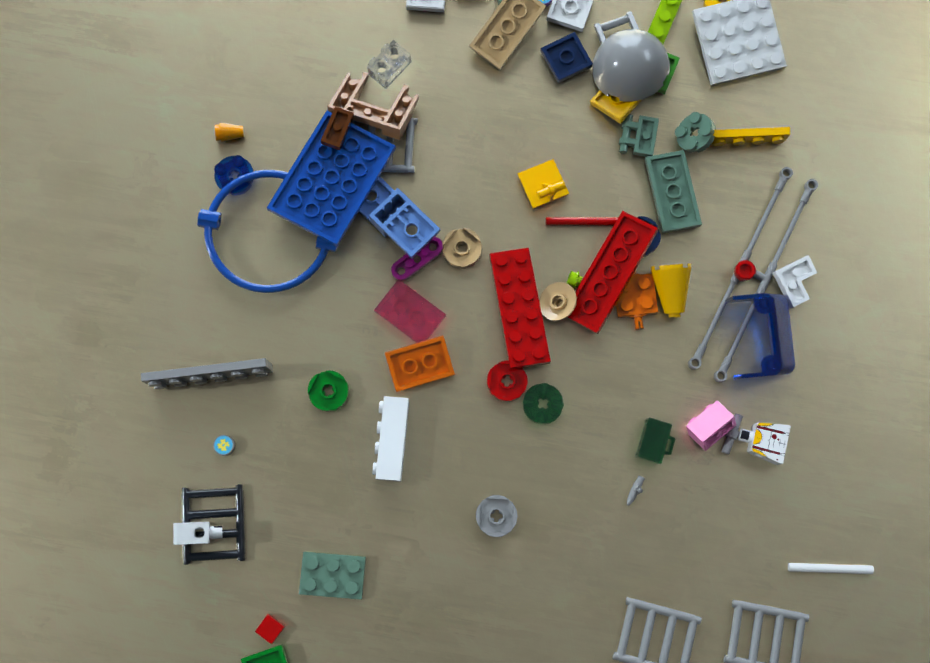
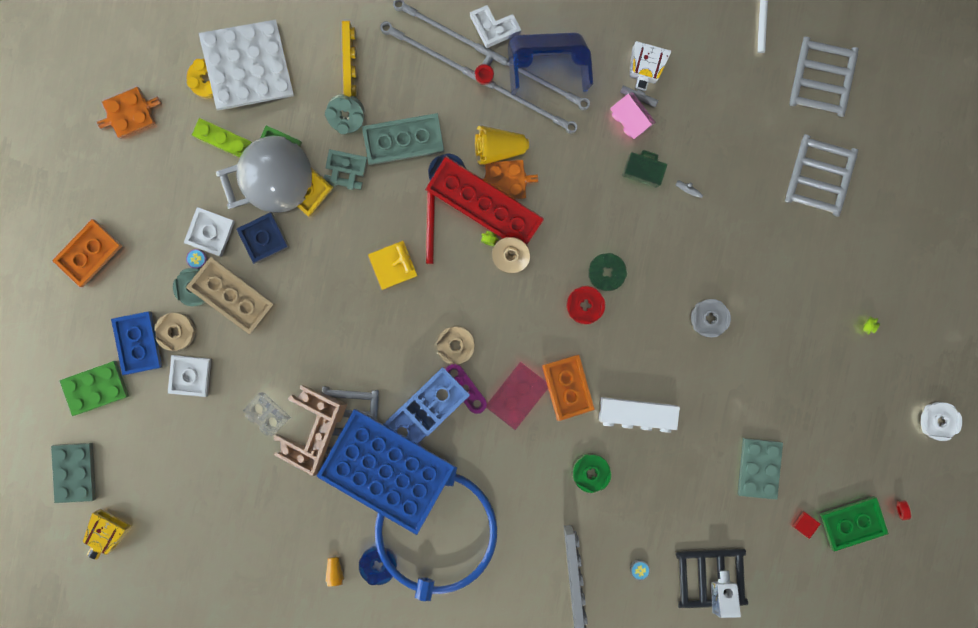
camera: 85 degrees left, 10 degrees up
(337, 128) = (337, 466): reddish brown plate -> none
(519, 308) = (516, 291): red plate -> none

